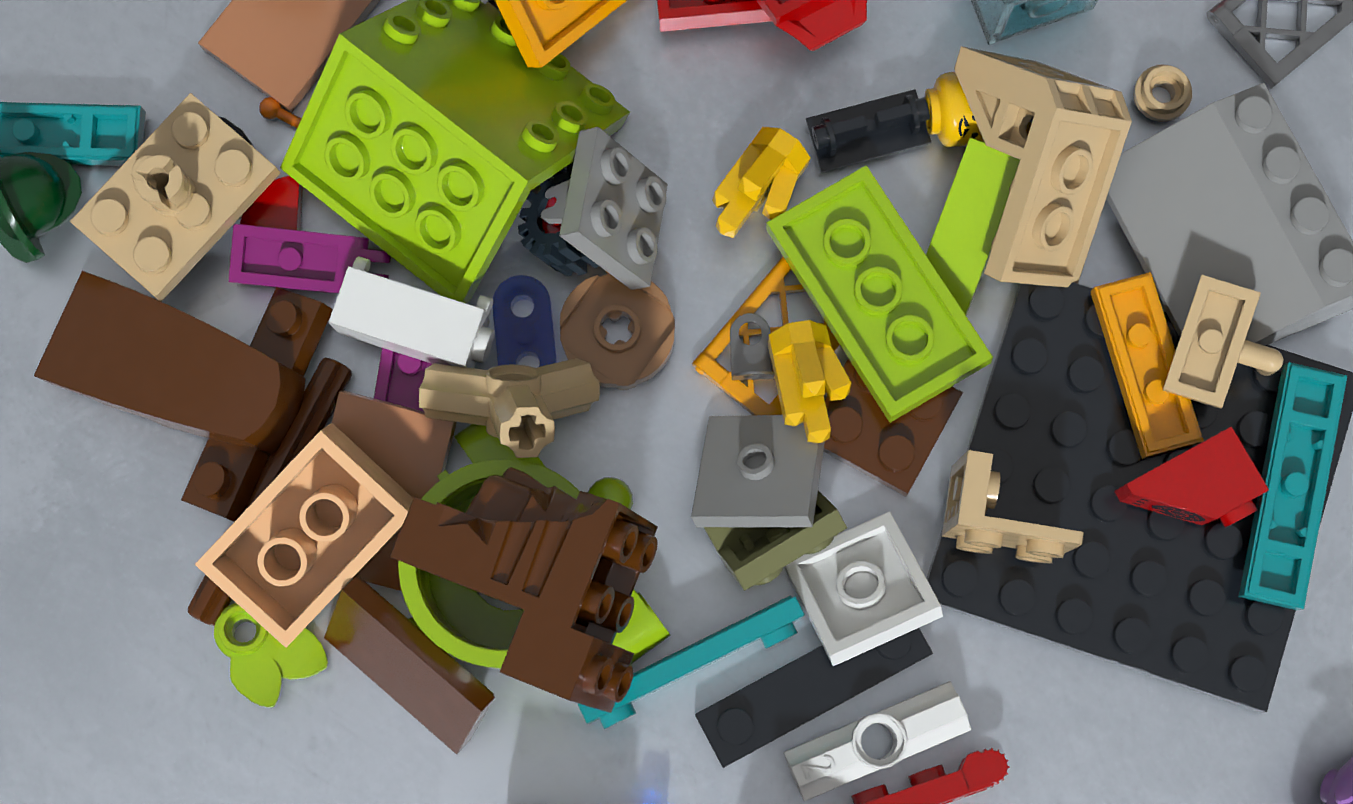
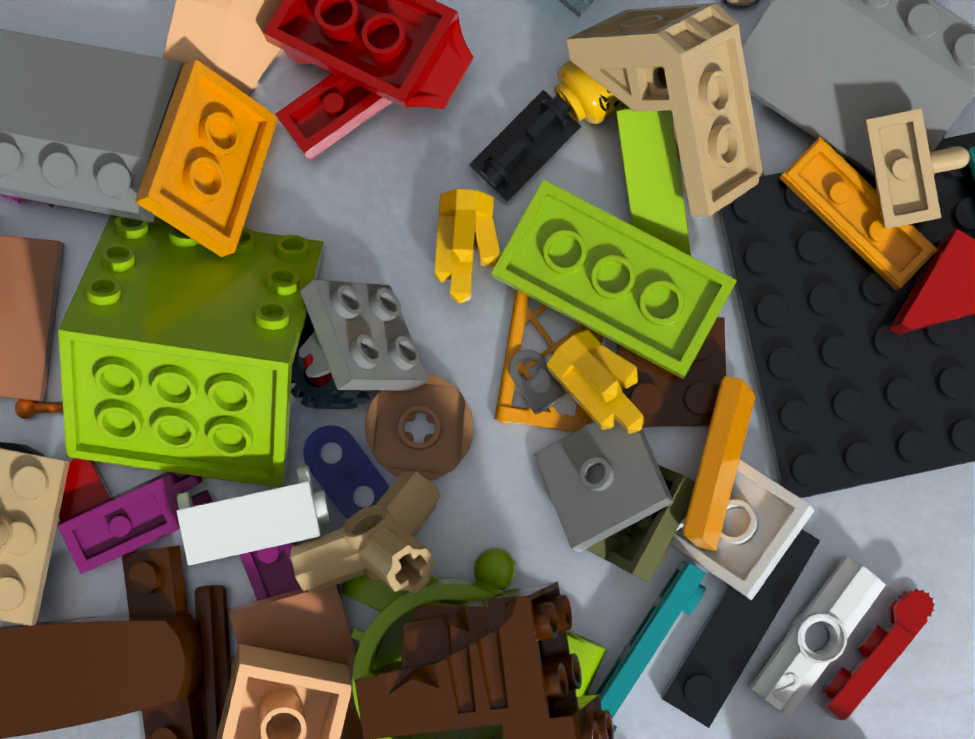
camera: 35 degrees left, 5 degrees up
(877, 519) = (719, 463): none -> light orange tile
(969, 495) = (785, 407): tan bracket -> none

